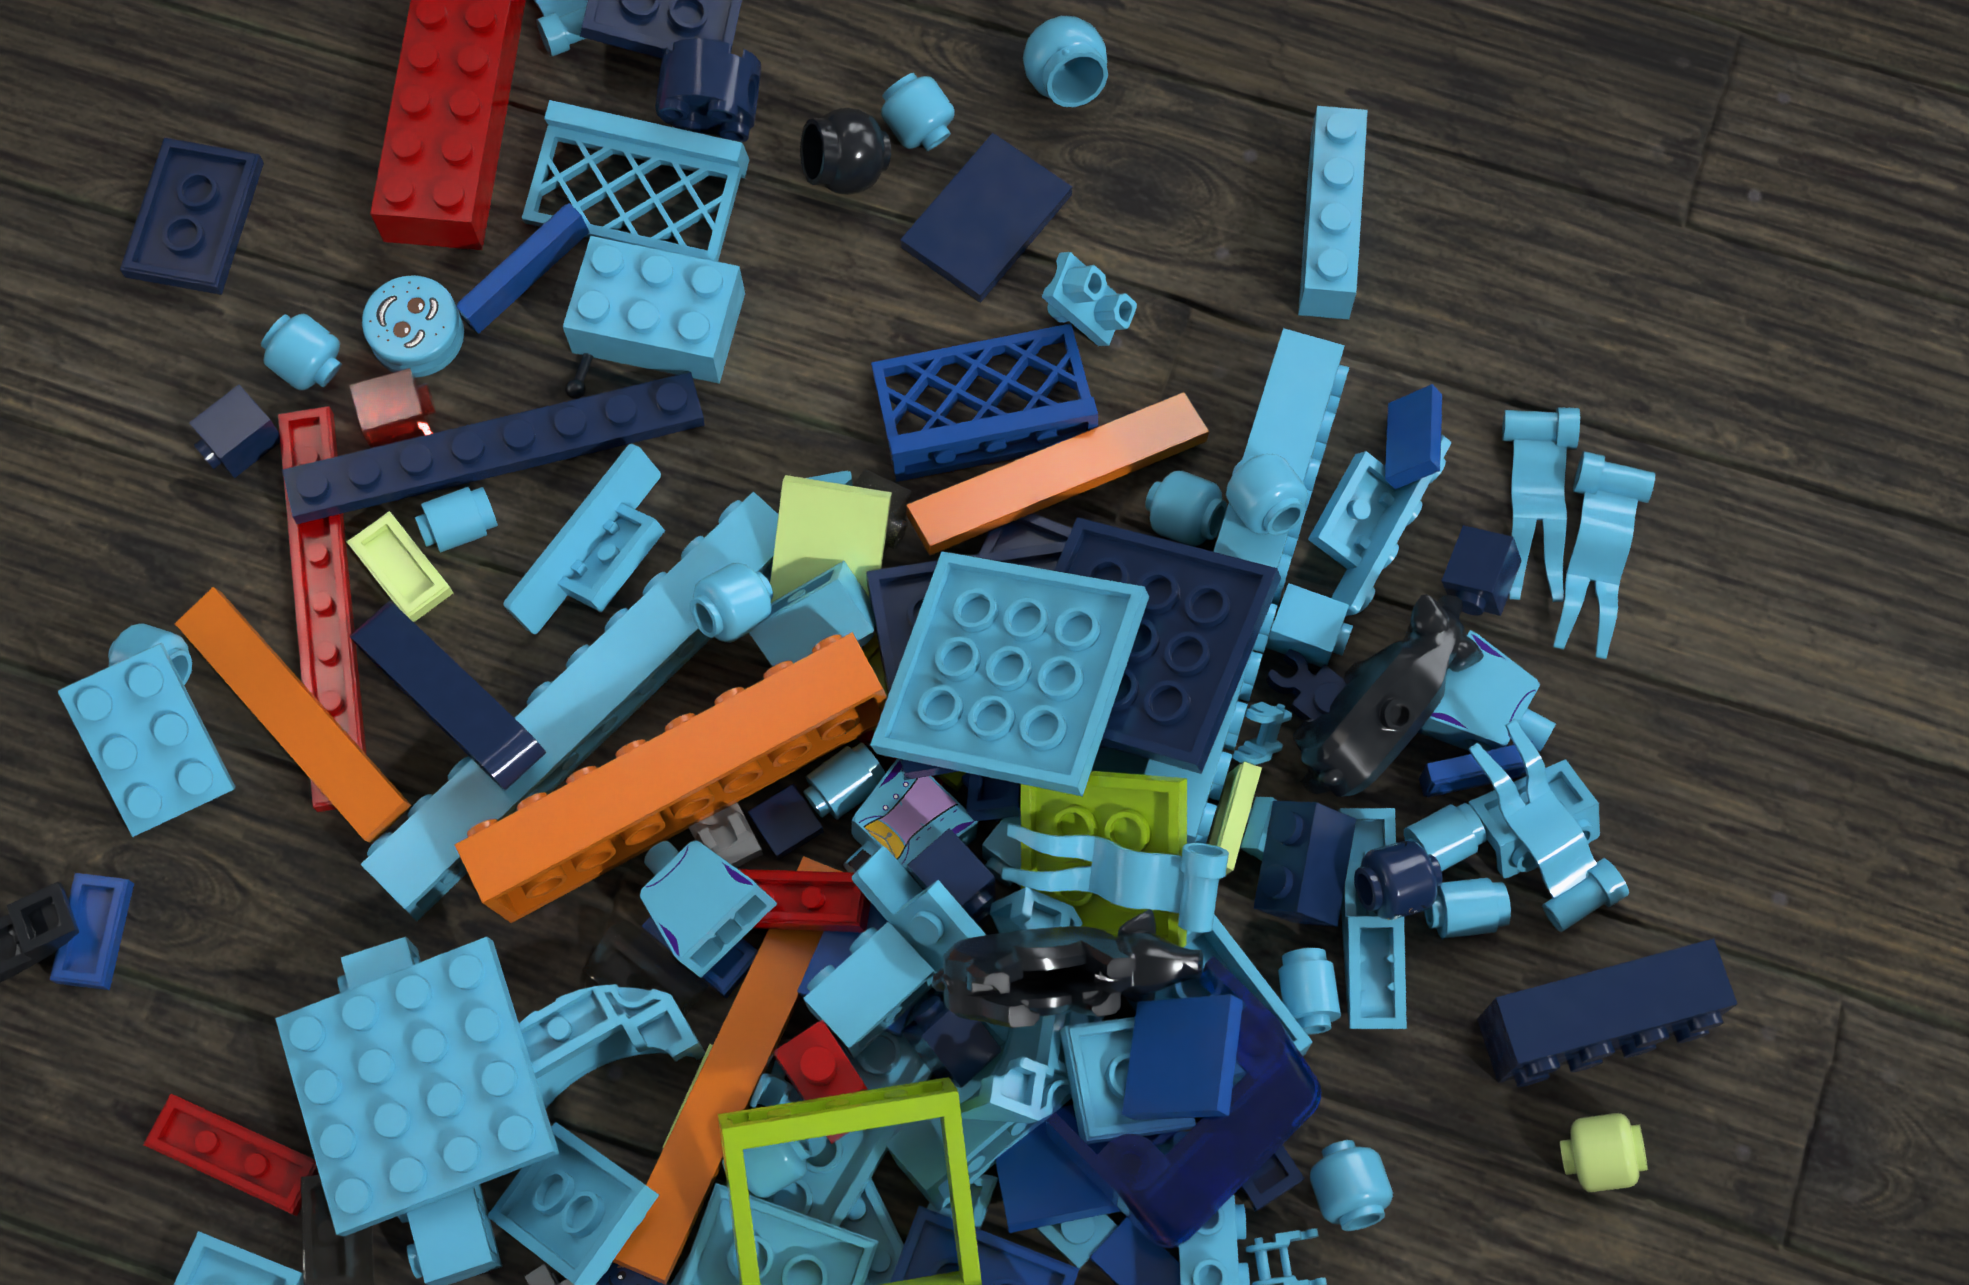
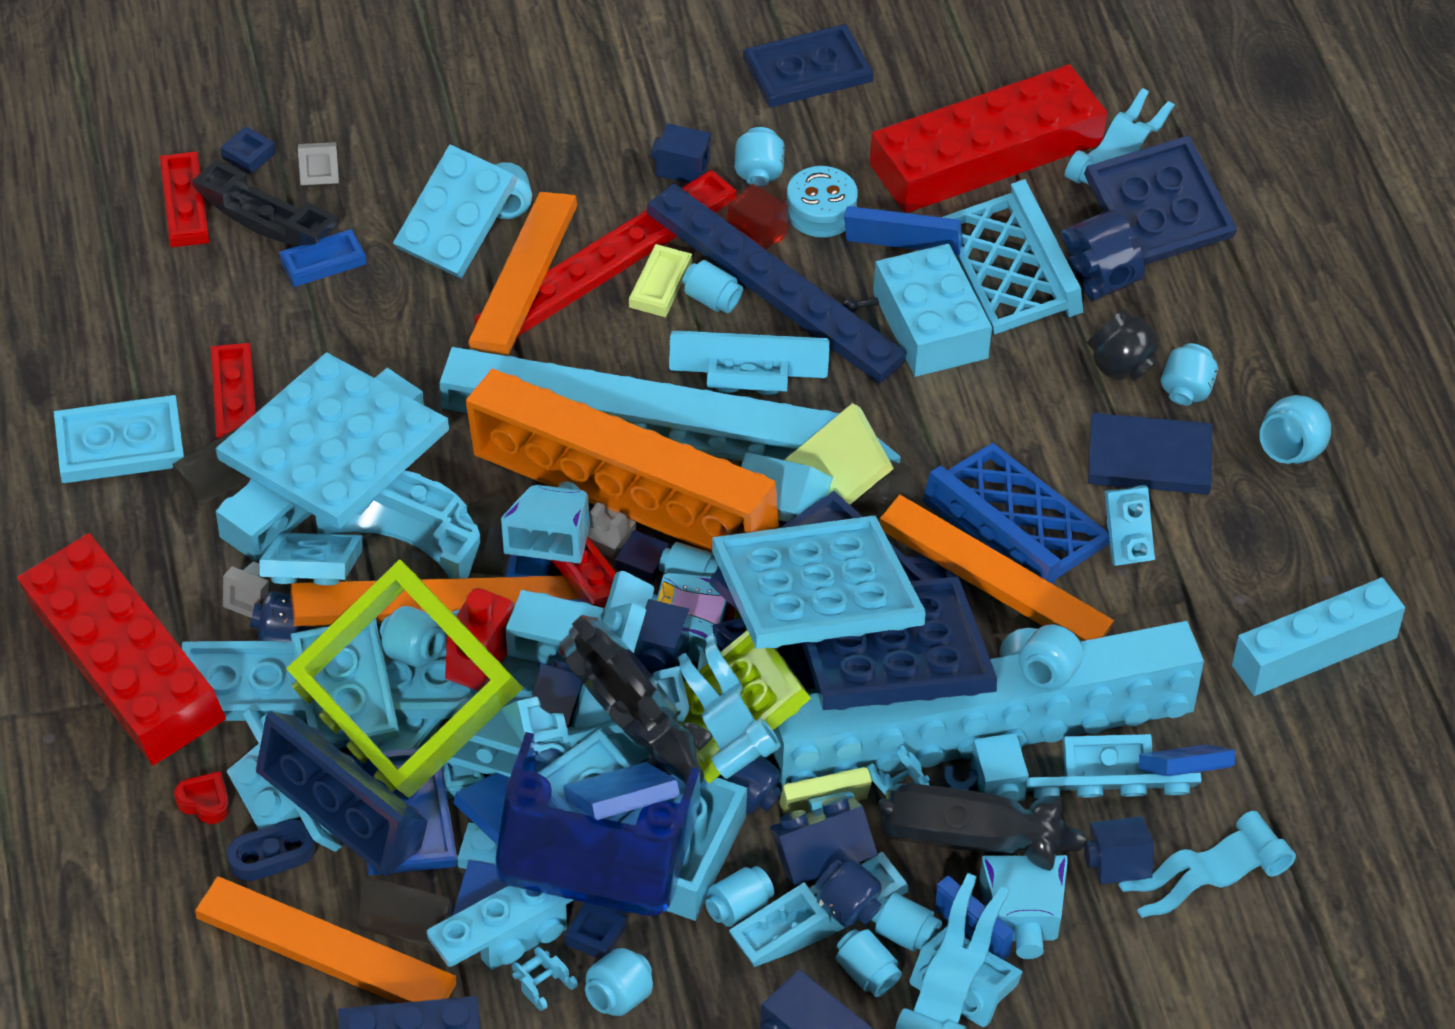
camera: 55 degrees right, 20 degrees down
(448, 695) = (589, 331): dark blue beam -> none
(731, 602) = (757, 431): medium azure head -> none
(1602, 541) = (1206, 916): medium azure flag -> none

